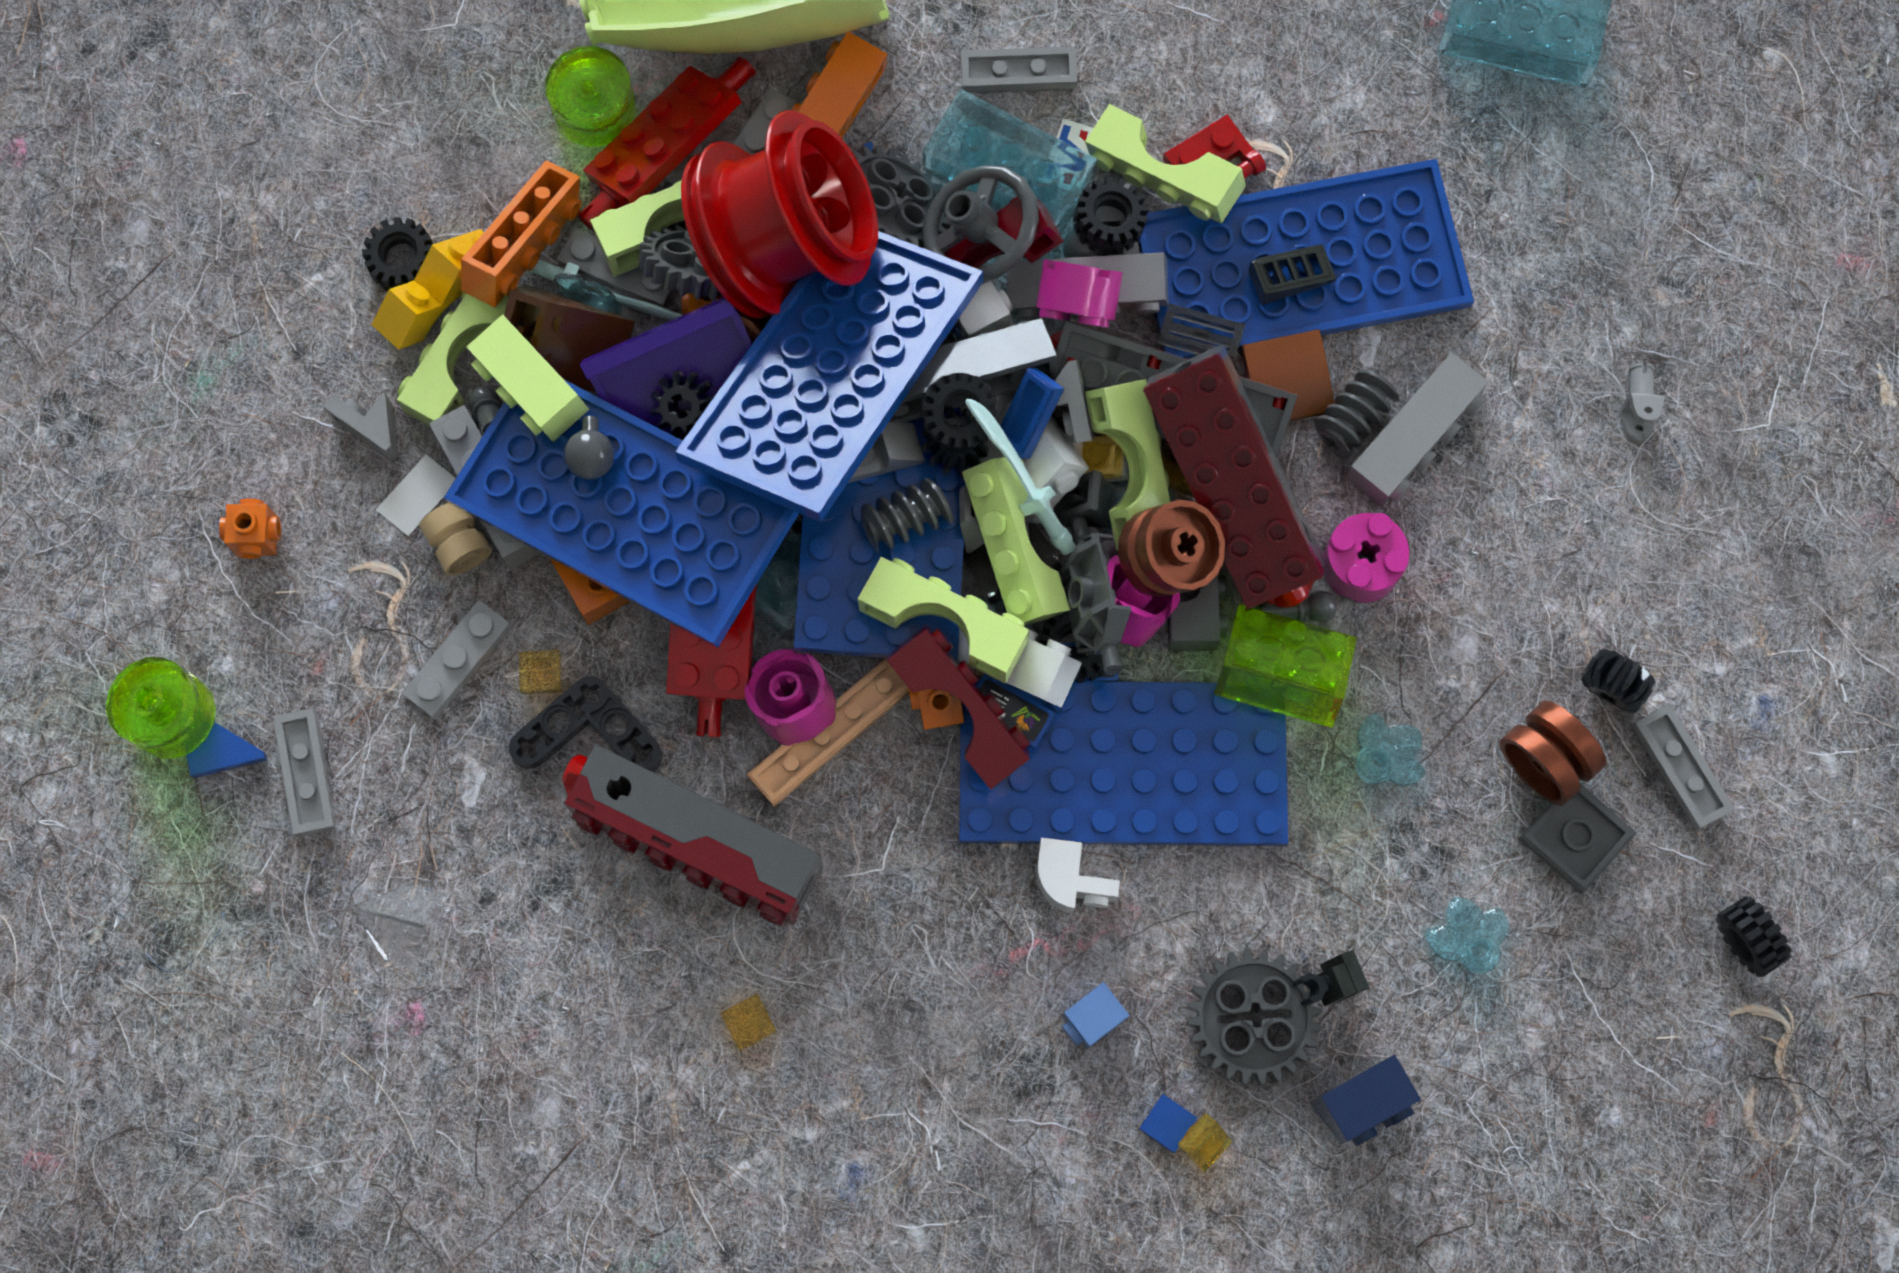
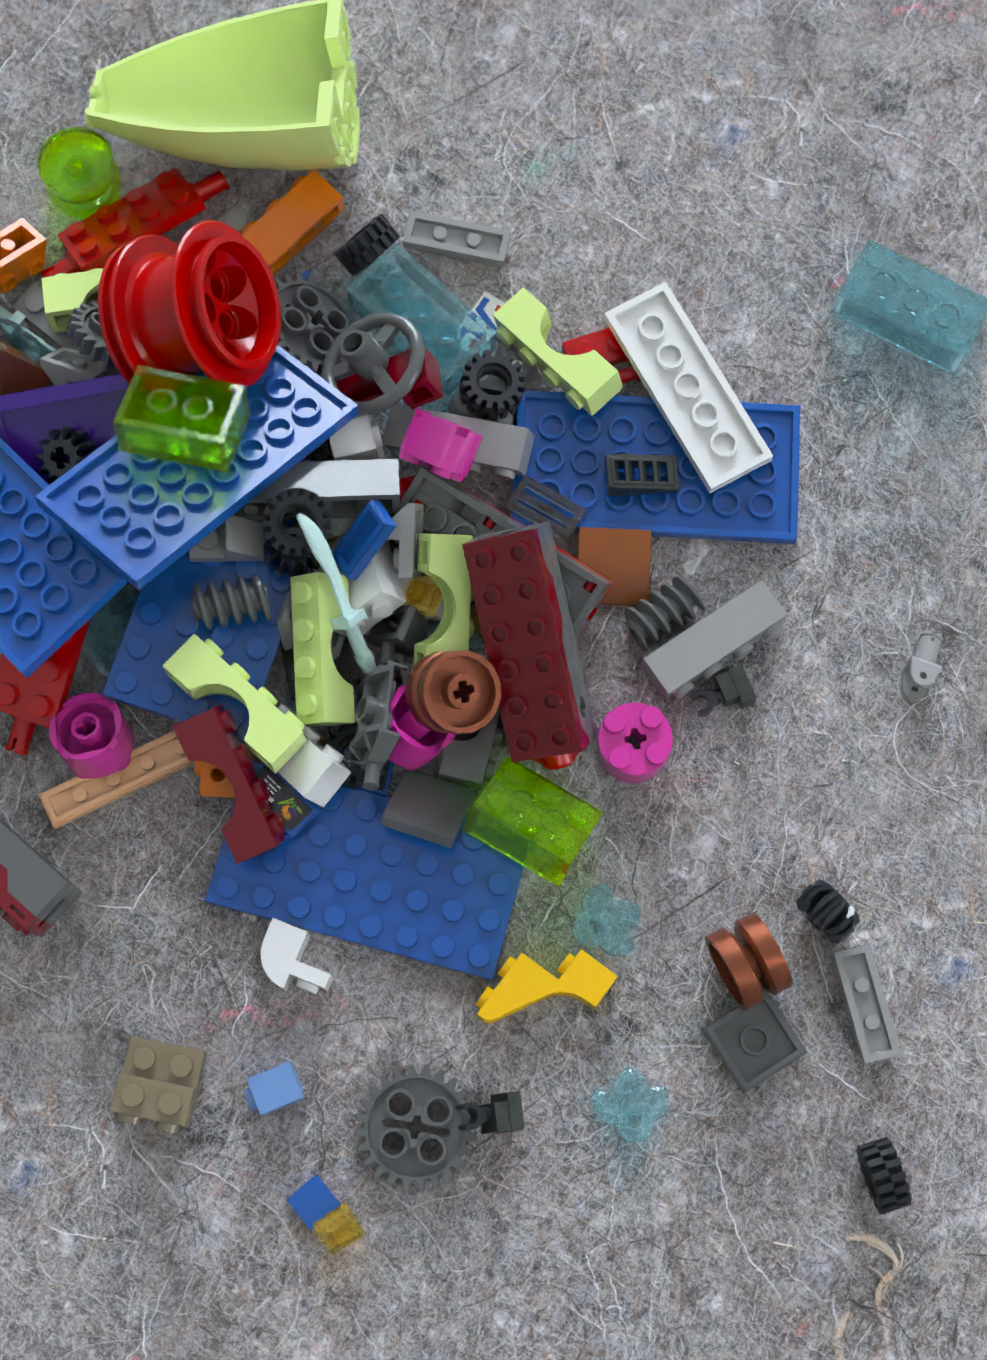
camera: 15 degrees right, 0 degrees up
(653, 307) = (70, 366): none -> light grey slope
(809, 330) = (182, 418): none -> clear neon green brick
(928, 99) = (367, 245): none -> black tyre
(968, 1044) = (158, 1084): none -> dark tan plate
(1170, 680) = (428, 808): none -> dark grey tile
(1314, 167) = (688, 387): none -> white plate
(1319, 607) = (582, 775): dark grey pin -> none
(1327, 835) = (528, 983): none -> yellow arch
(1367, 1100) = (489, 1233): dark blue slope -> none
(1447, 476) = (731, 688): none -> pearl dark grey piece

